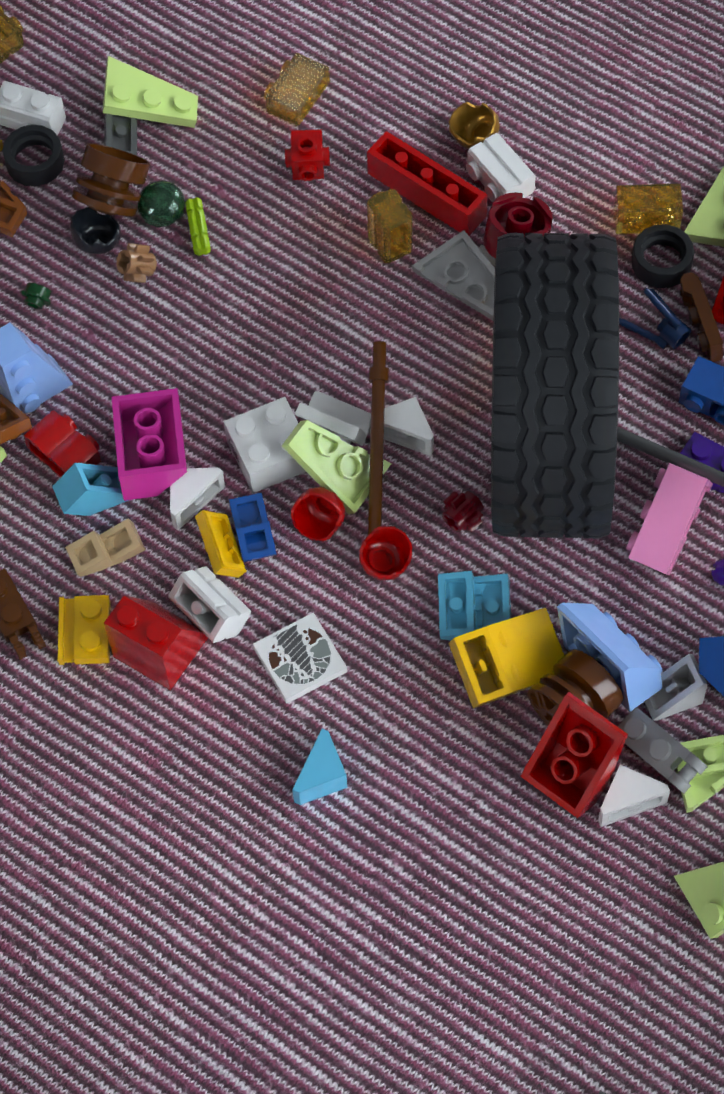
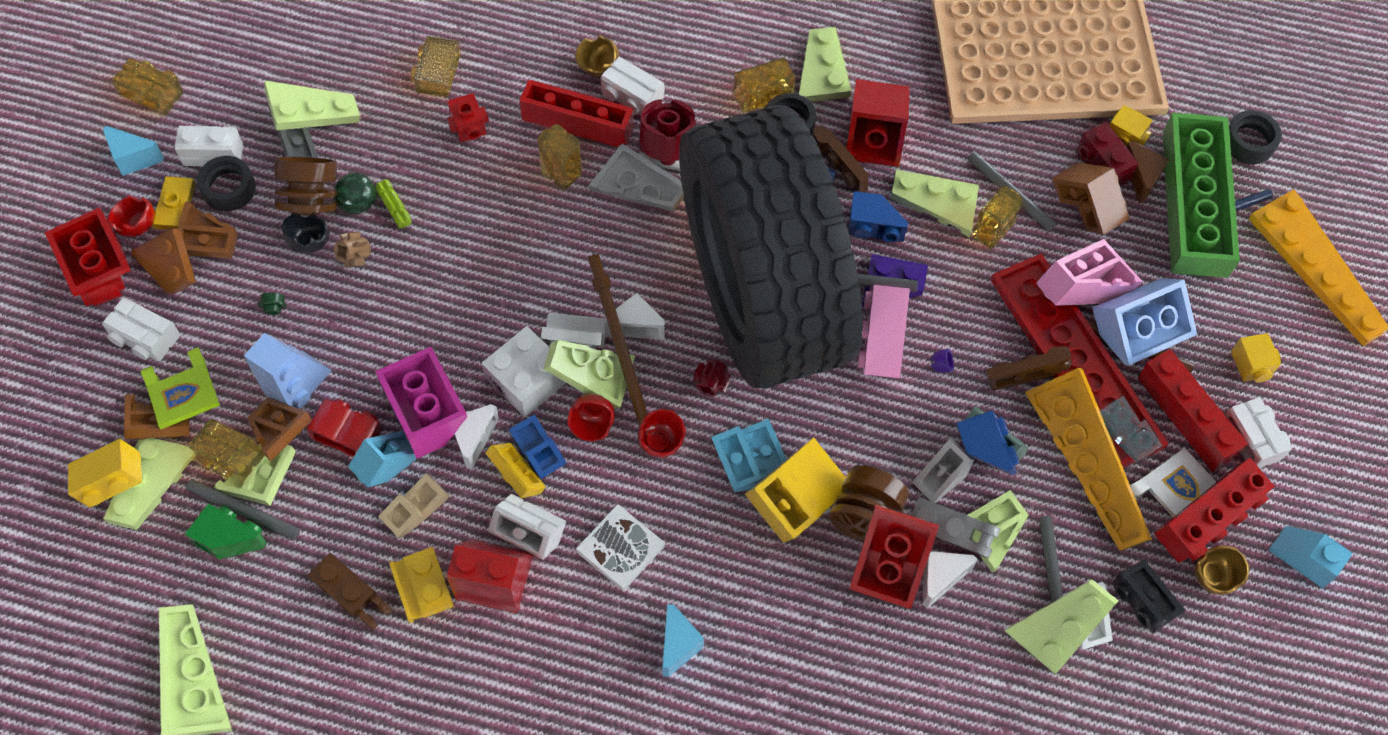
camera: 25 degrees left, 0 degrees up
(619, 653) = (863, 446): light blue slope -> none

